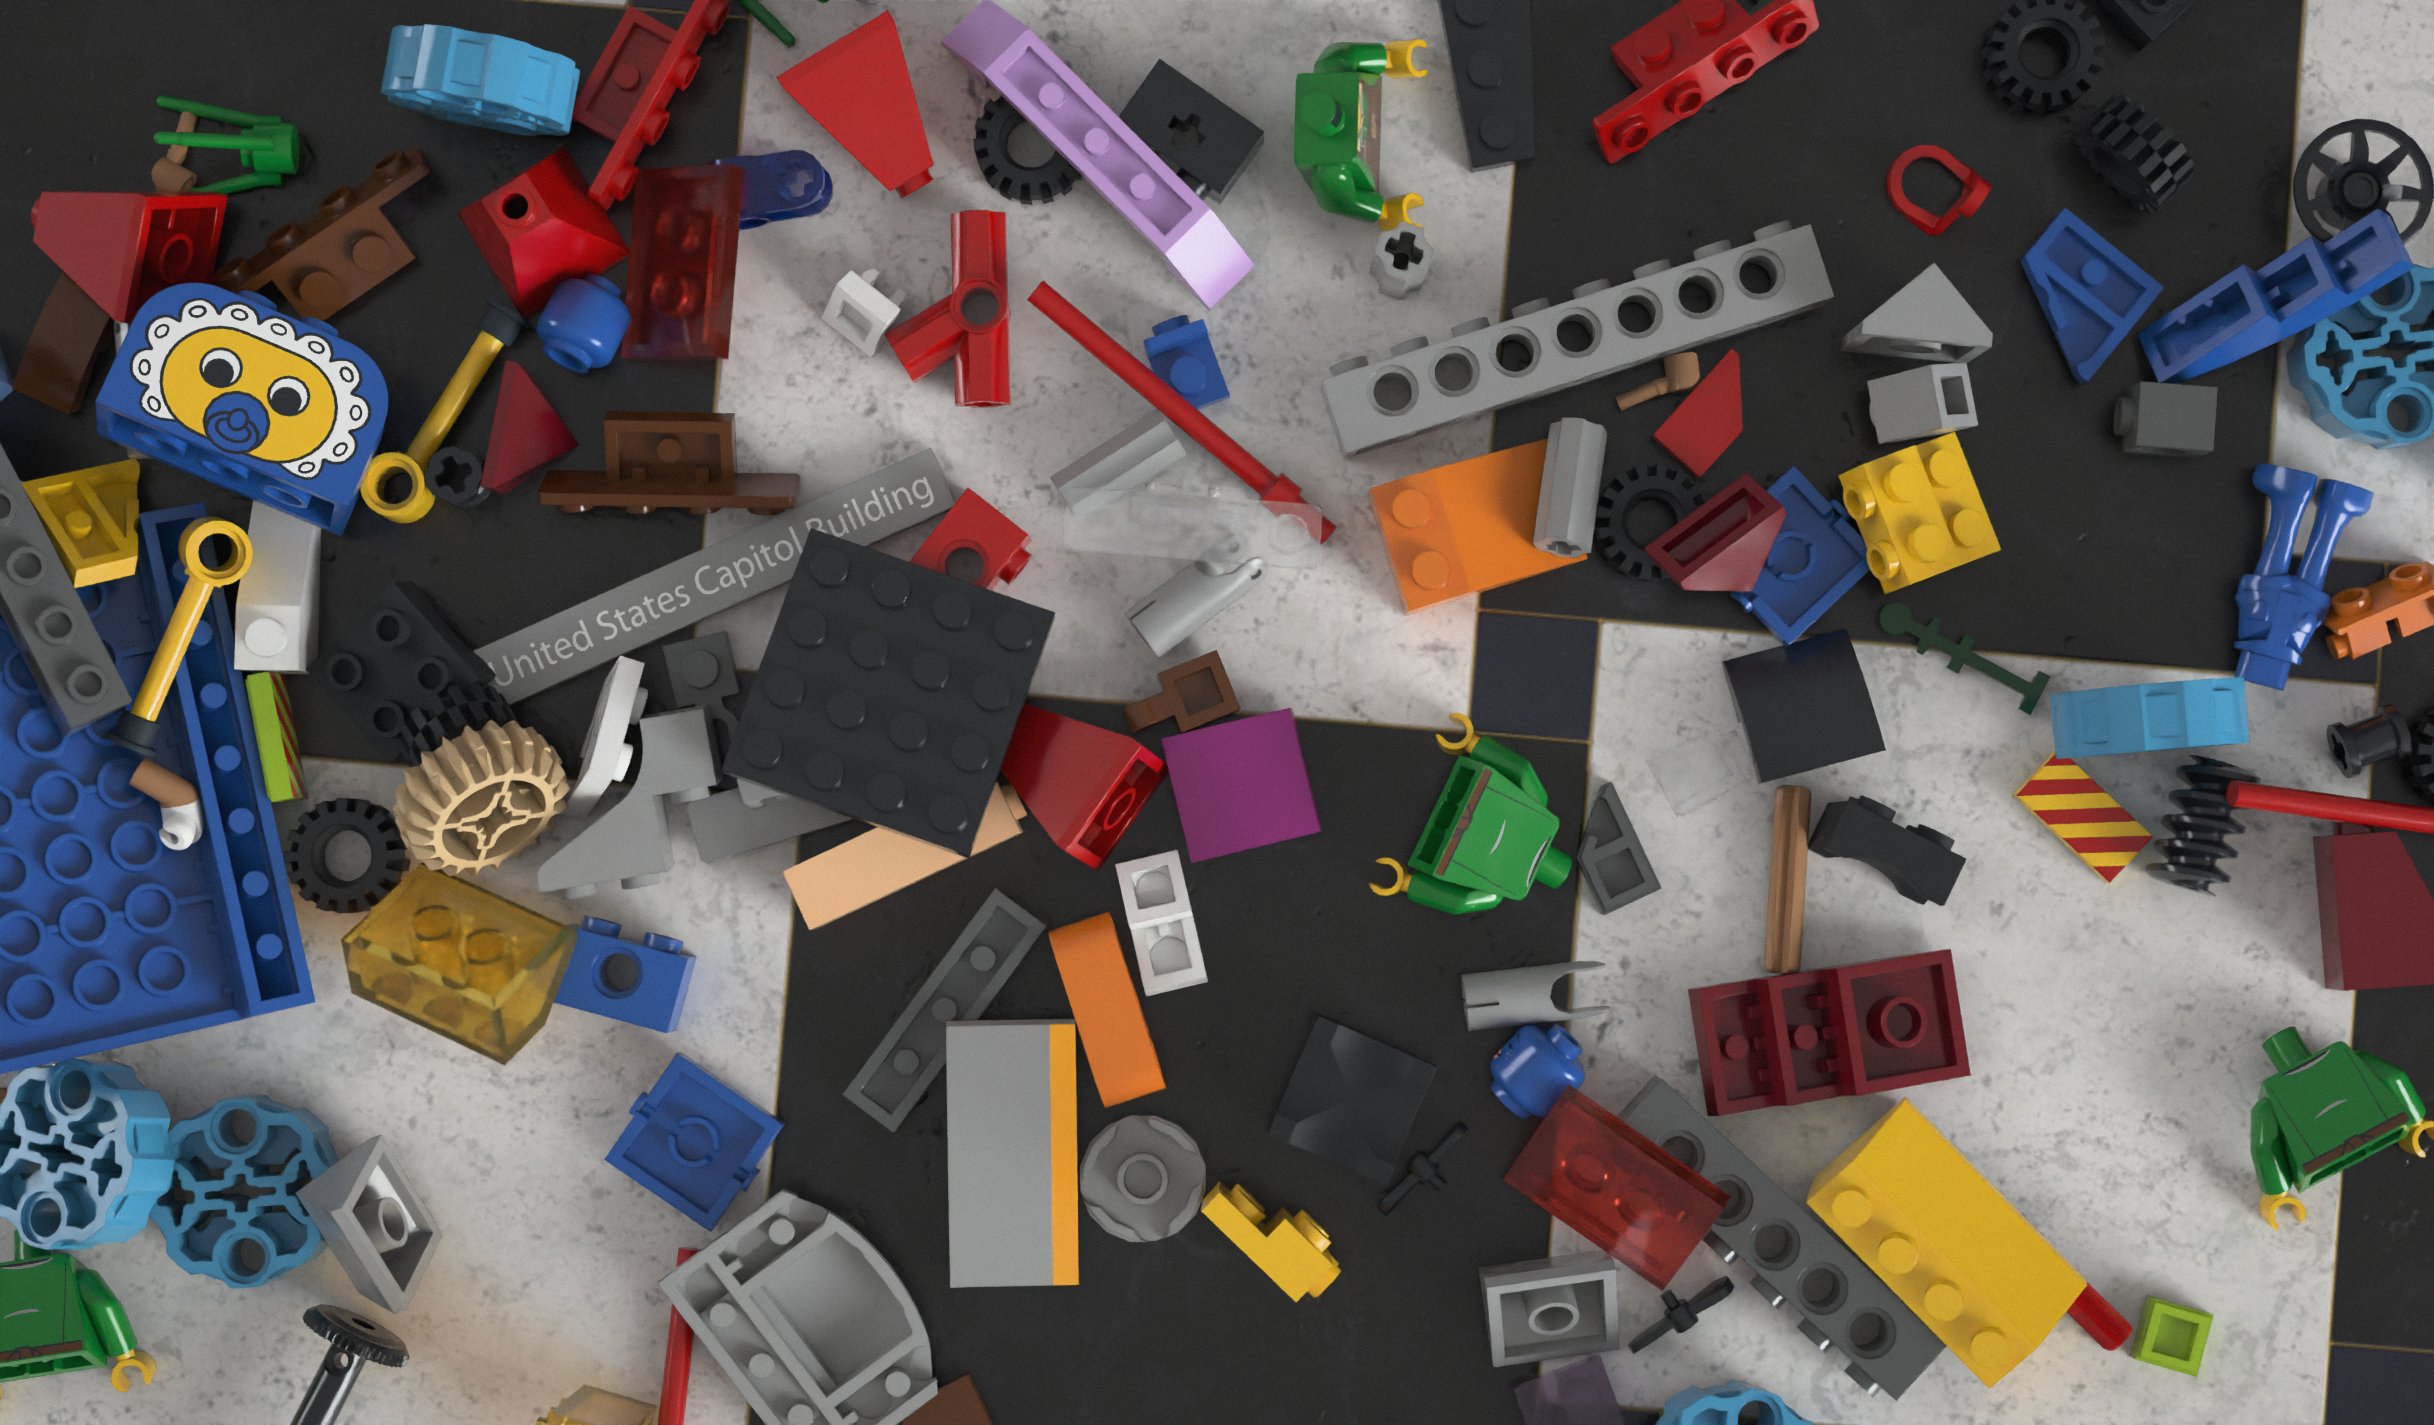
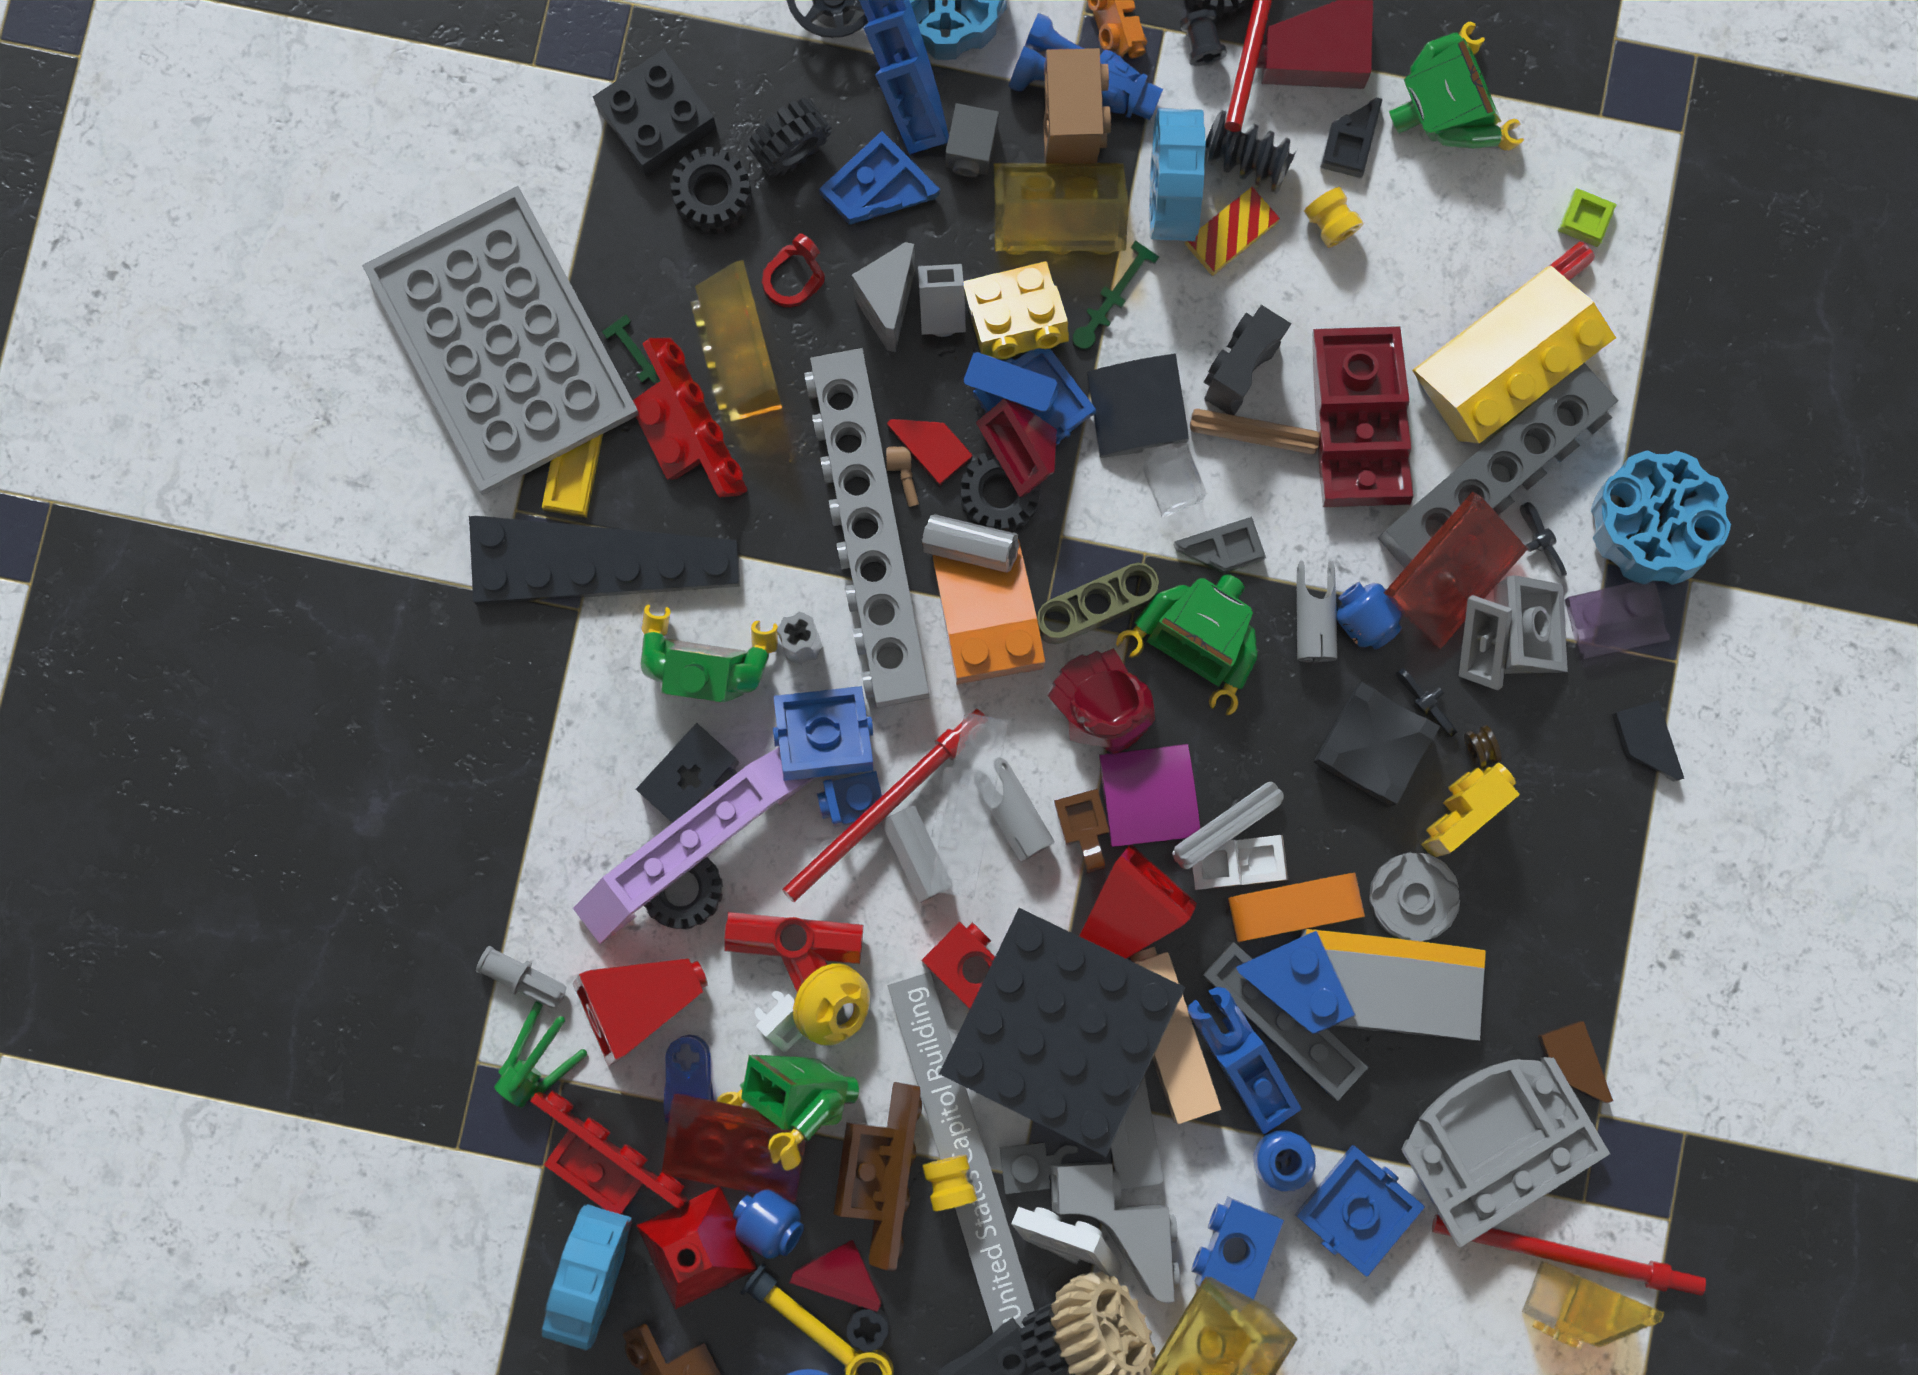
camera: 90 degrees left, 5 degrees down
(666, 564) = (950, 1182): none -> yellow wheel
(729, 1036) = (1296, 1172): none -> blue head
(756, 335) = (795, 1096): none -> green torso
(879, 958) = (1246, 1062): none -> blue plate
(903, 358) = (822, 998): none -> yellow piece
(997, 1024) = (1301, 983): none -> blue wing
(1210, 899) = (1227, 825): none -> light grey axle
(1271, 311) = (823, 733): none -> plate
(1366, 703) = (1103, 701): none -> dark red hair
(1366, 1253) = (1482, 747): none -> dark brown bush
(1498, 646) = (1112, 588): none -> olive beam
(1516, 1239) = (1485, 642): none -> light grey slope
(1806, 514) = (1011, 382): none -> blue slope
(1818, 118) = (735, 344): none -> clear yellow slope
(2083, 558) = (1060, 207): none -> clear yellow slope
(2121, 960) = (1333, 217): none -> yellow wheel
(2217, 559) = (1074, 114): none -> medium nougat brick
(2243, 976) = (1351, 140): none -> black tile

